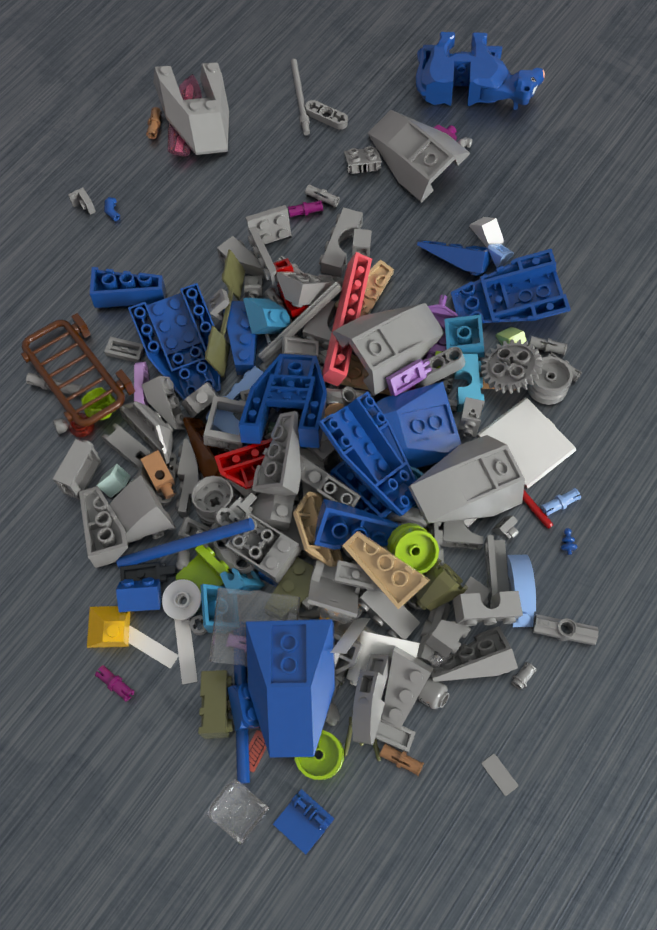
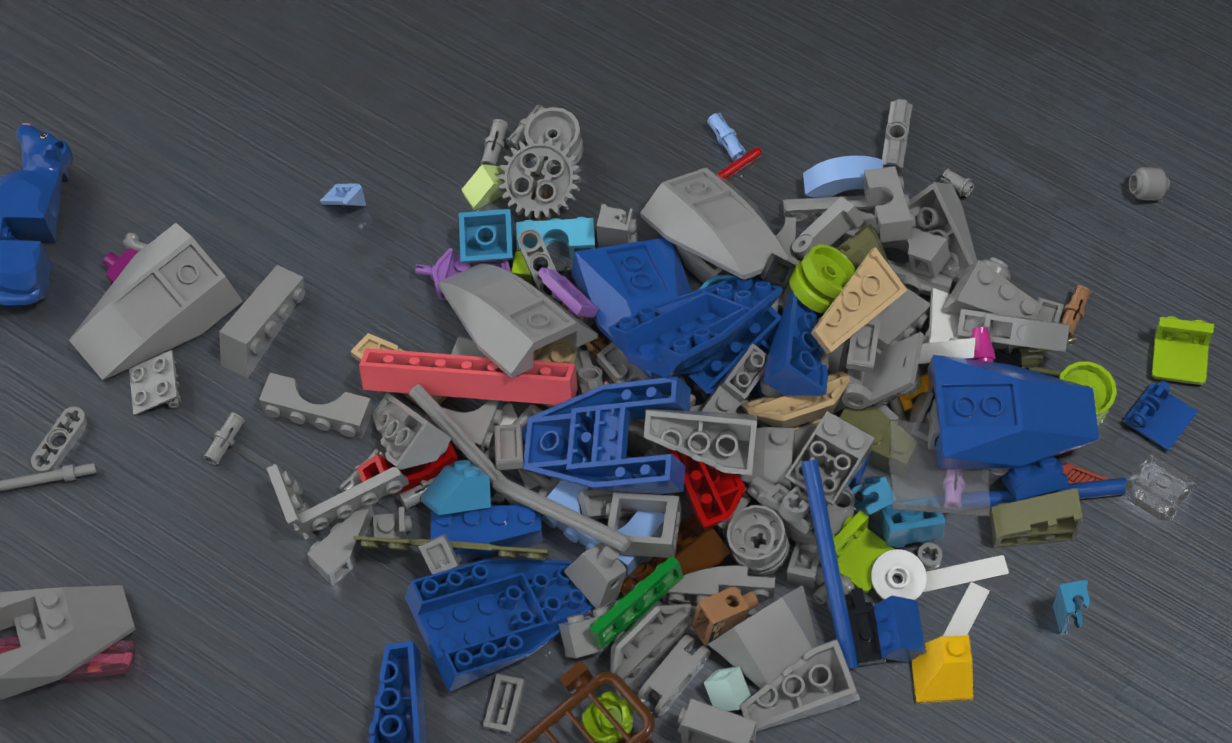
camera: 90 degrees left, 5 degrees down
(114, 683) = (1019, 652): magenta pin -> none
(141, 376) = (555, 669): lavender beam -> none
(141, 720) = (1069, 603): none -> dark azure hinge
(154, 123) = (75, 708): medium nougat pin -> none
(171, 418) = (636, 602): none -> green plate
(232, 376) = (562, 514): none -> light grey axle
(305, 208) = (247, 462): magenta pin -> none
(350, 667) = (983, 345): none -> dark pink cone
(358, 847) = (1181, 350): none -> lime bracket
(361, 242) = (318, 377): light grey panel -> none
(404, 208) = (259, 320): none -> light grey wedge
(417, 513) = (777, 271): none -> black tile
(469, 563) = (828, 227): none -> light grey leg
(472, 258) = (347, 236): blue wedge -> none
(487, 231) = (298, 214): white slope -> none
(500, 774) = (1075, 212): light grey sticker -> none
(506, 527) = (766, 196): light grey tile -> none
(513, 293) = (416, 179): blue wedge -> none
(525, 841) = (1149, 183): none -> light grey head
(531, 439) = (634, 168): white piece -> none
(569, 547) = (786, 130): blue hair -> none

